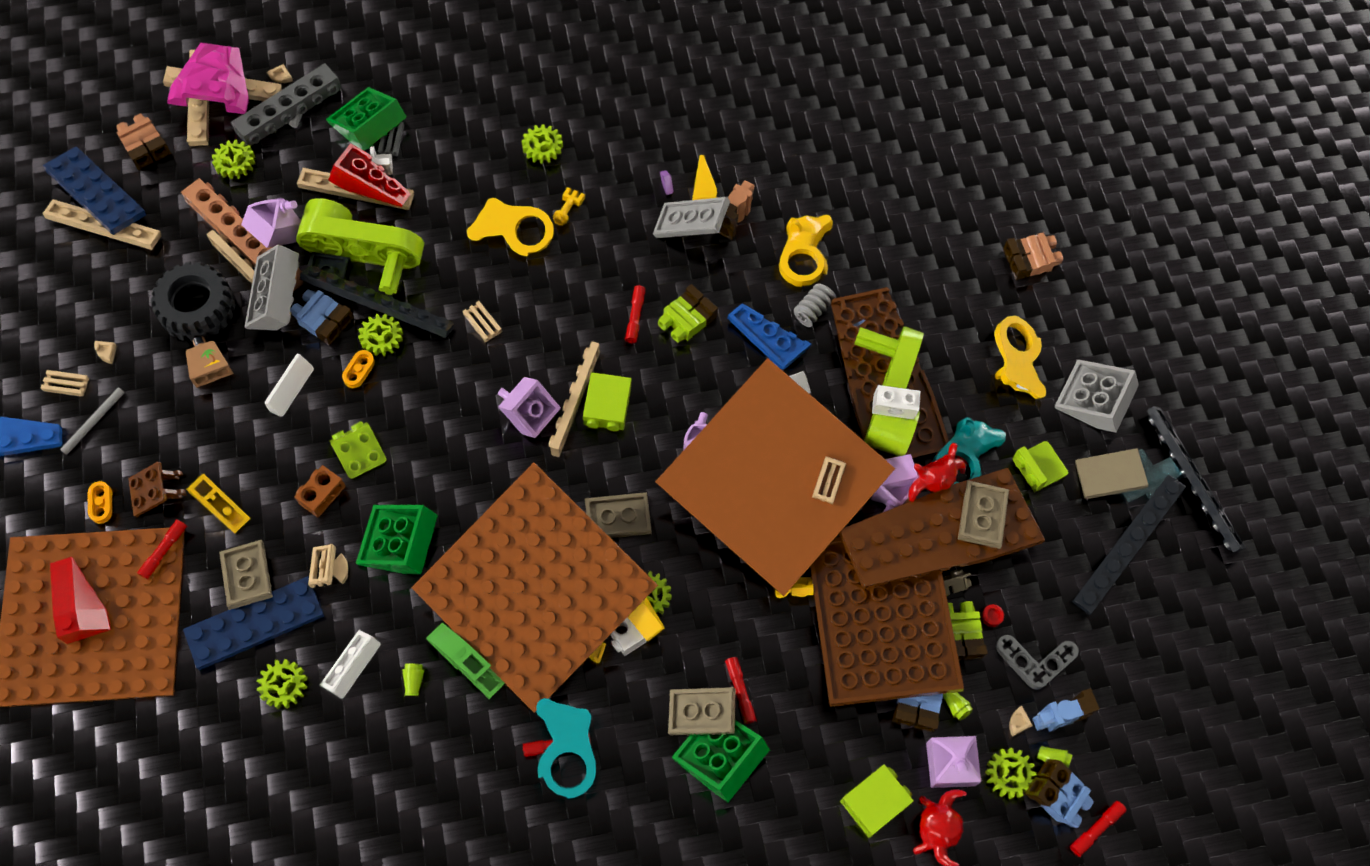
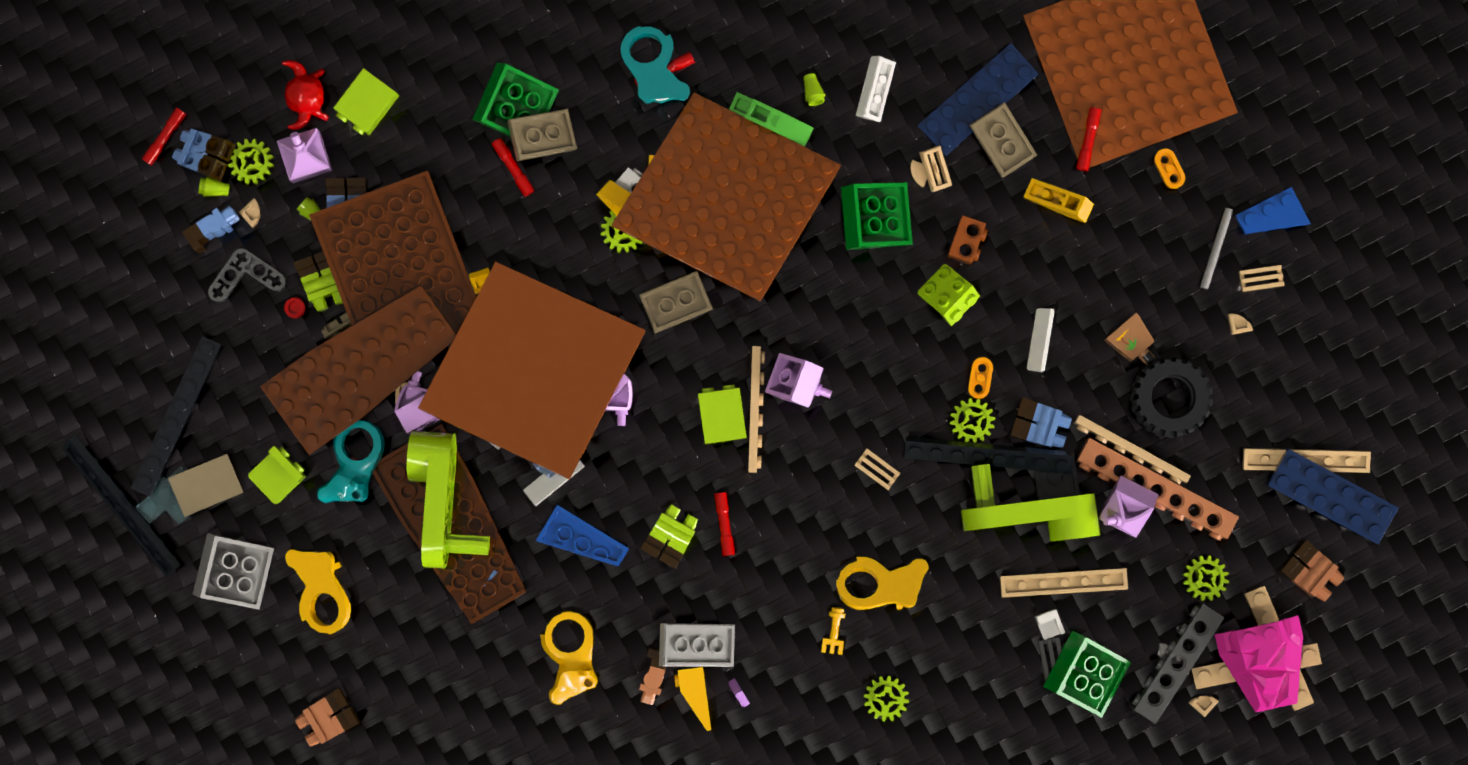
camera: 170 degrees right, 20 degrees up
(75, 603) = (1143, 65): red wedge -> none
(148, 489) = (1128, 193): reddish brown plate -> none
(272, 289) = (1094, 428): light grey slope -> none
(291, 682) = (933, 58): lime gear -> none
(360, 175) = (1053, 591): red wedge -> none
(814, 304) = (543, 587): light grey piece -> none
(823, 497) = (478, 393): tan tile -> none
(896, 402) = (431, 466): white brick -> none
(937, 474) = (376, 419): red piece -> none
(983, 514) = (323, 391): dark tan tile -> none

